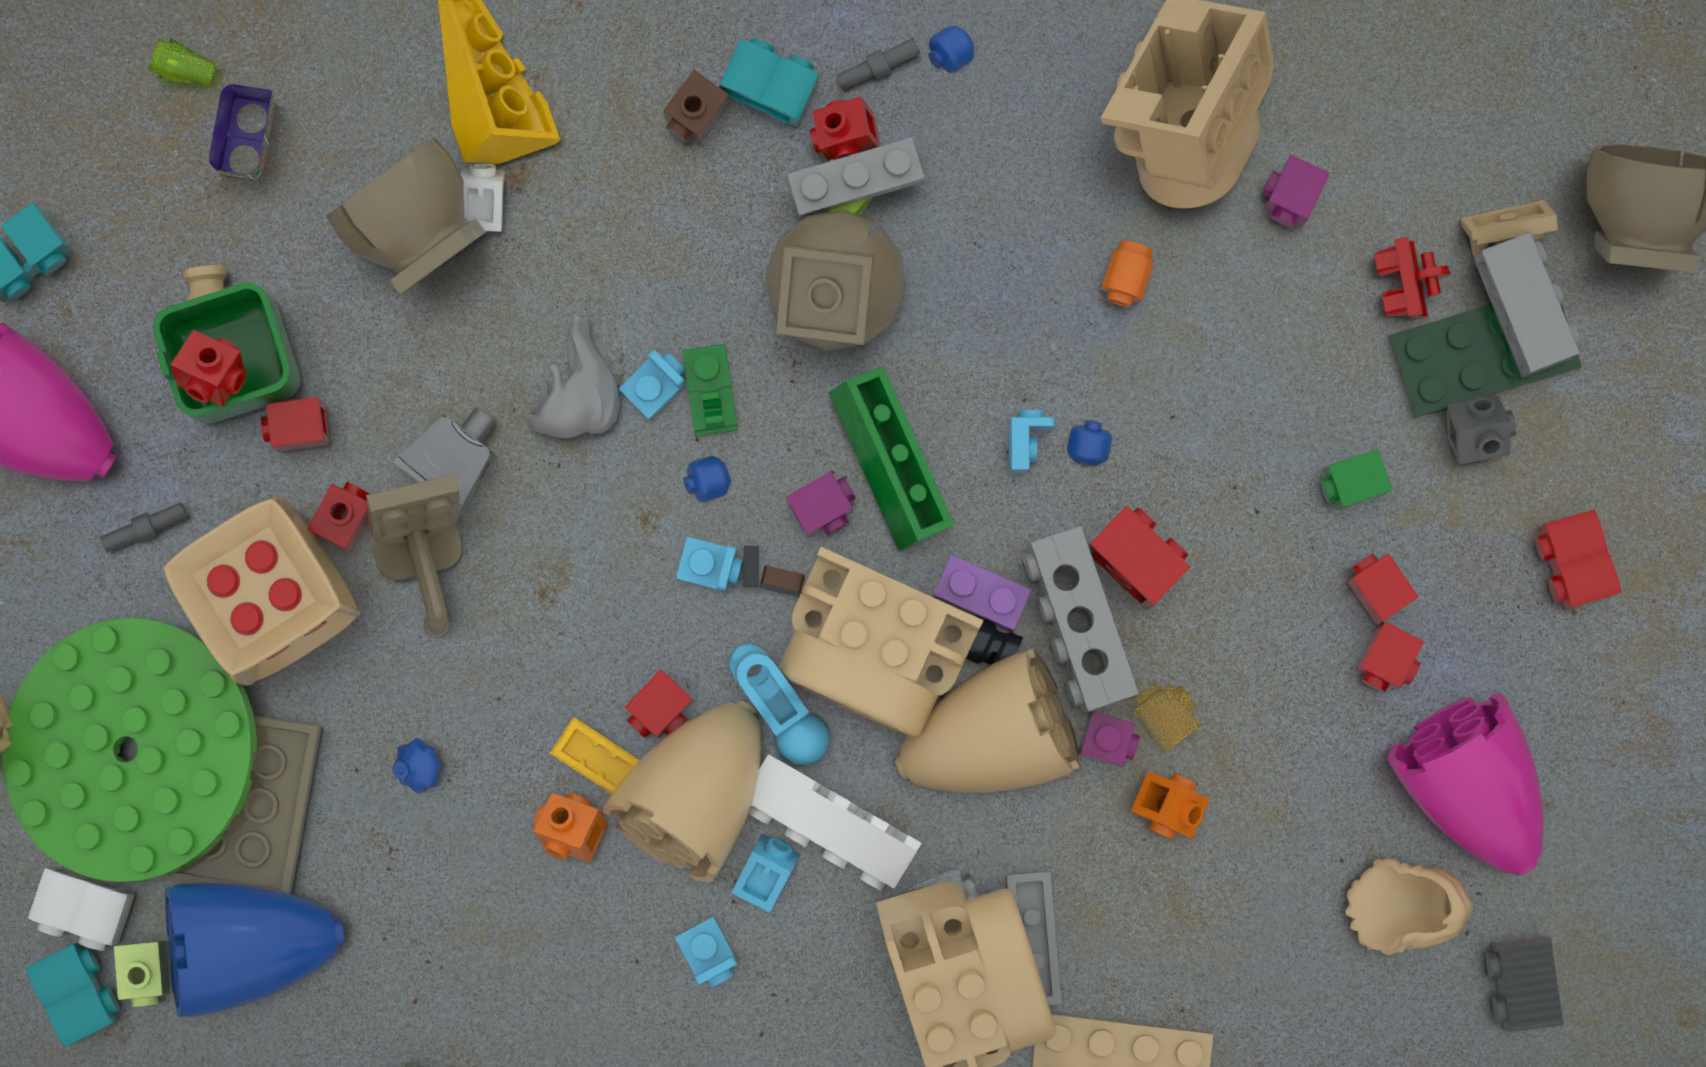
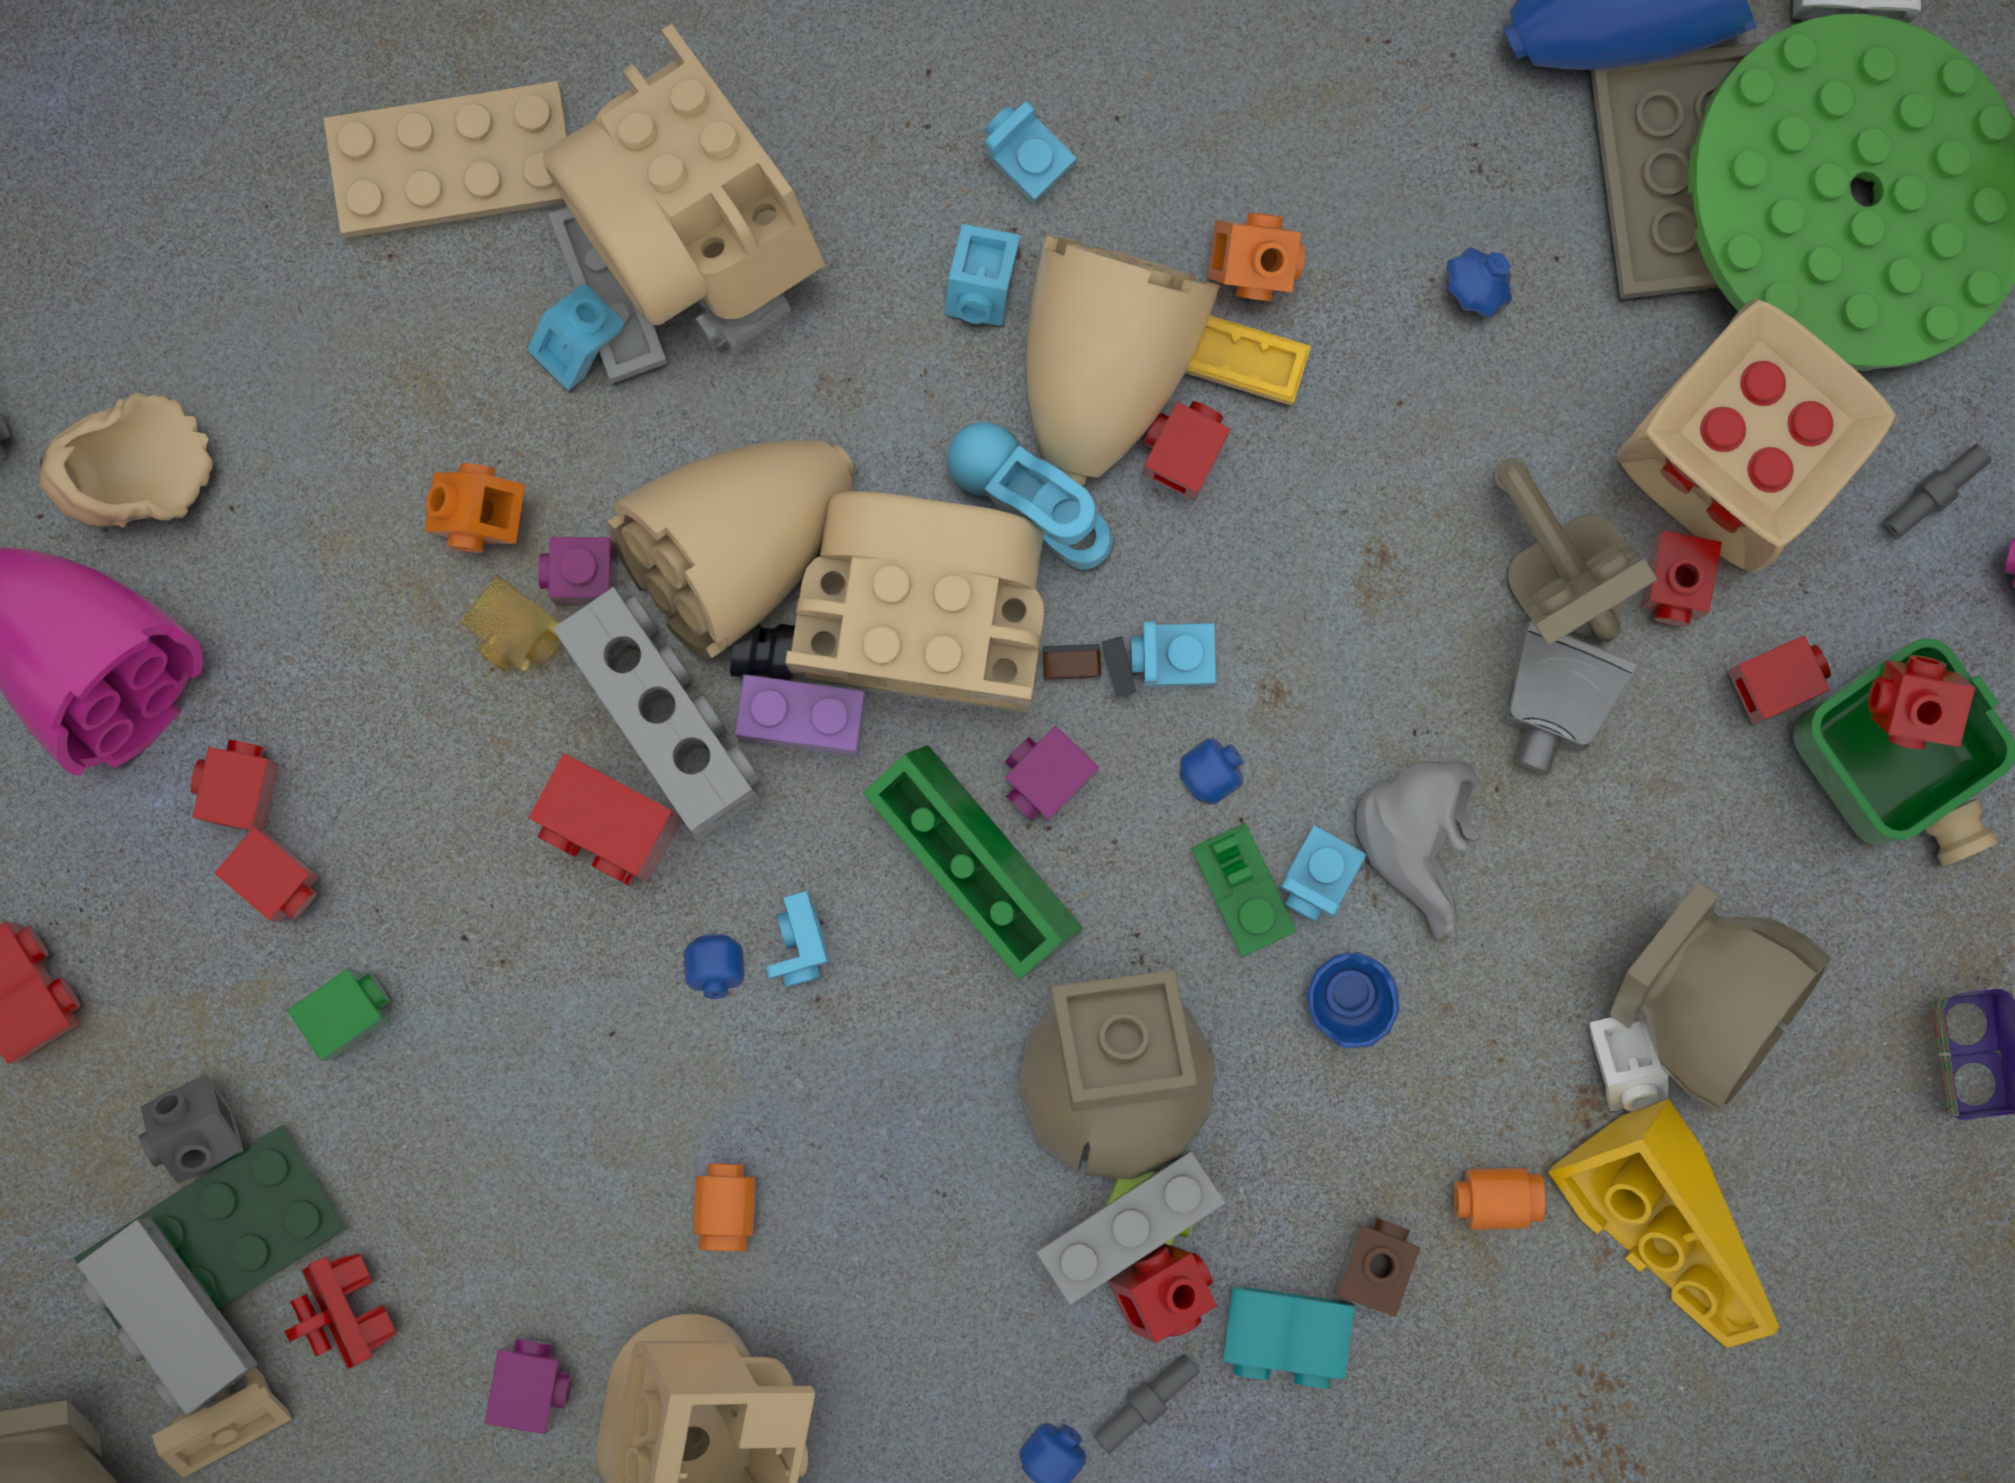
camera: 165 degrees right, 0 degrees up
(598, 130) = (1500, 1198): none -> orange brick
(657, 290) = (1353, 1000): none -> blue hair
(833, 823) = (911, 360): white wedge -> none
(1065, 910) = (573, 334): none -> medium azure bracket

